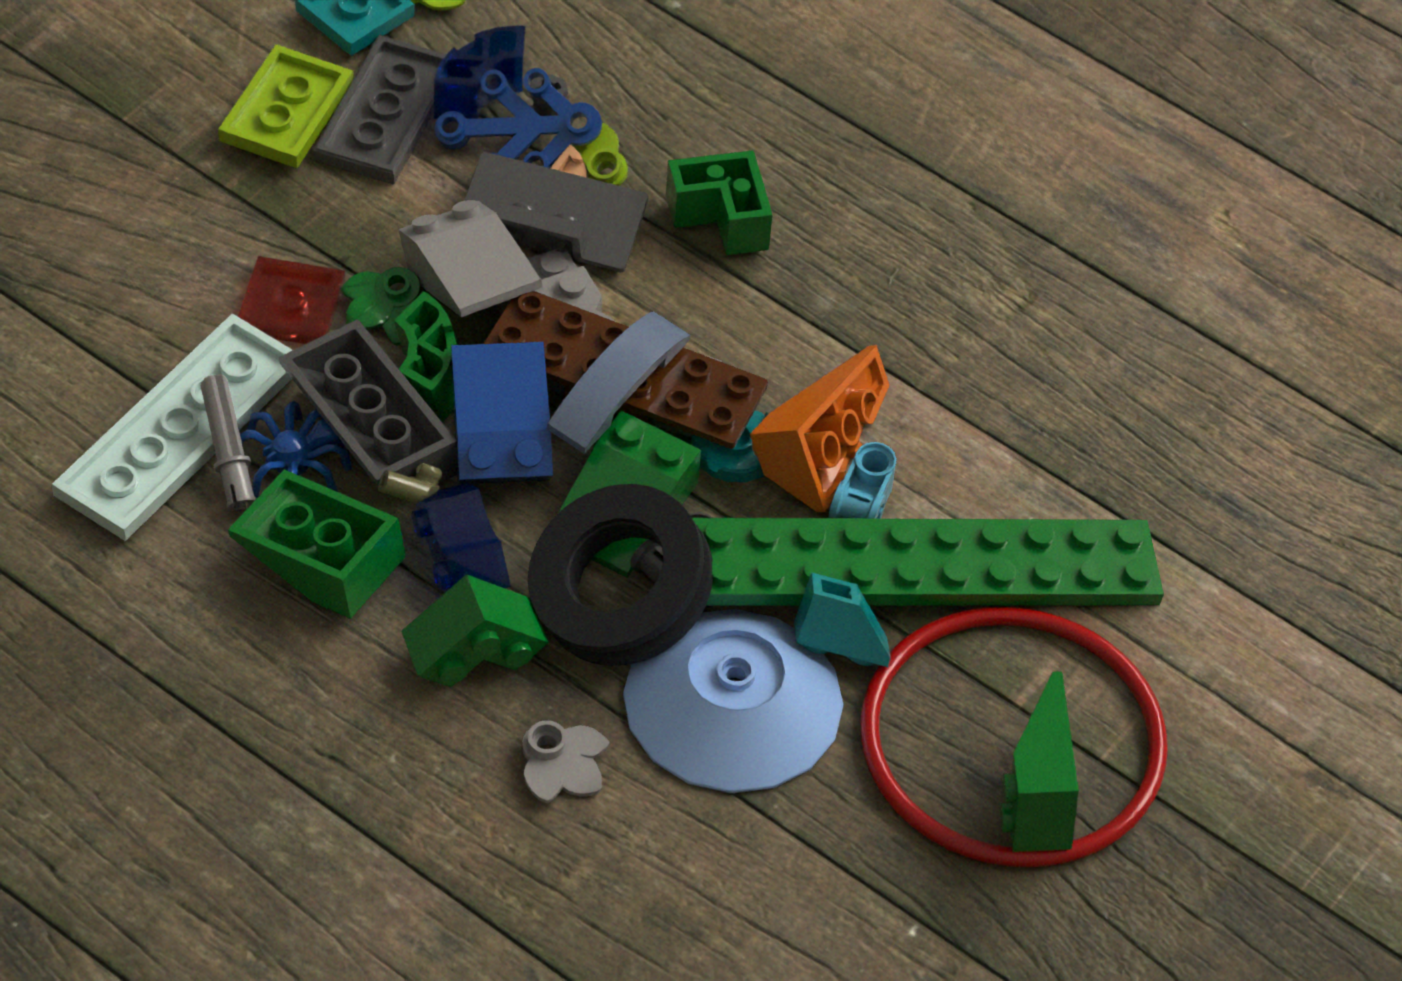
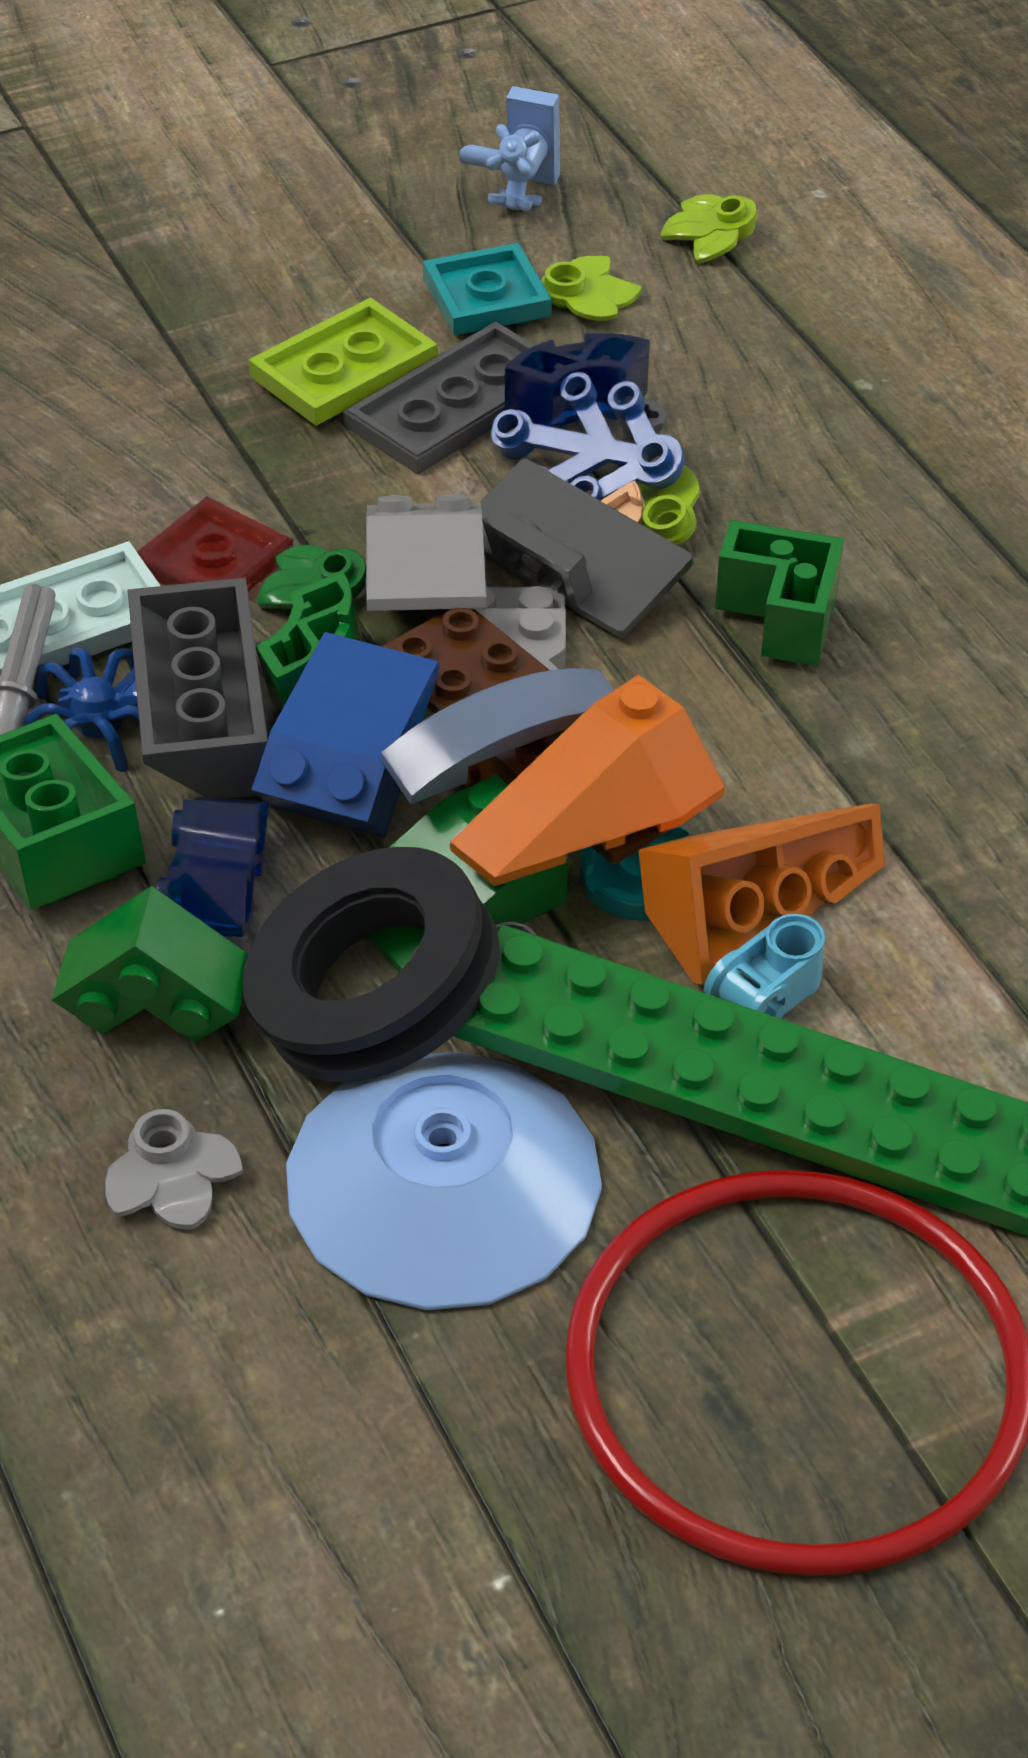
camera: 30 degrees right, 5 degrees down
(411, 488) = (183, 780): olive arm -> none
(711, 393) = (608, 775): none -> orange wedge
(839, 621) = (629, 1122): teal slope -> none
(1043, 780) = (778, 1423): green slope -> none

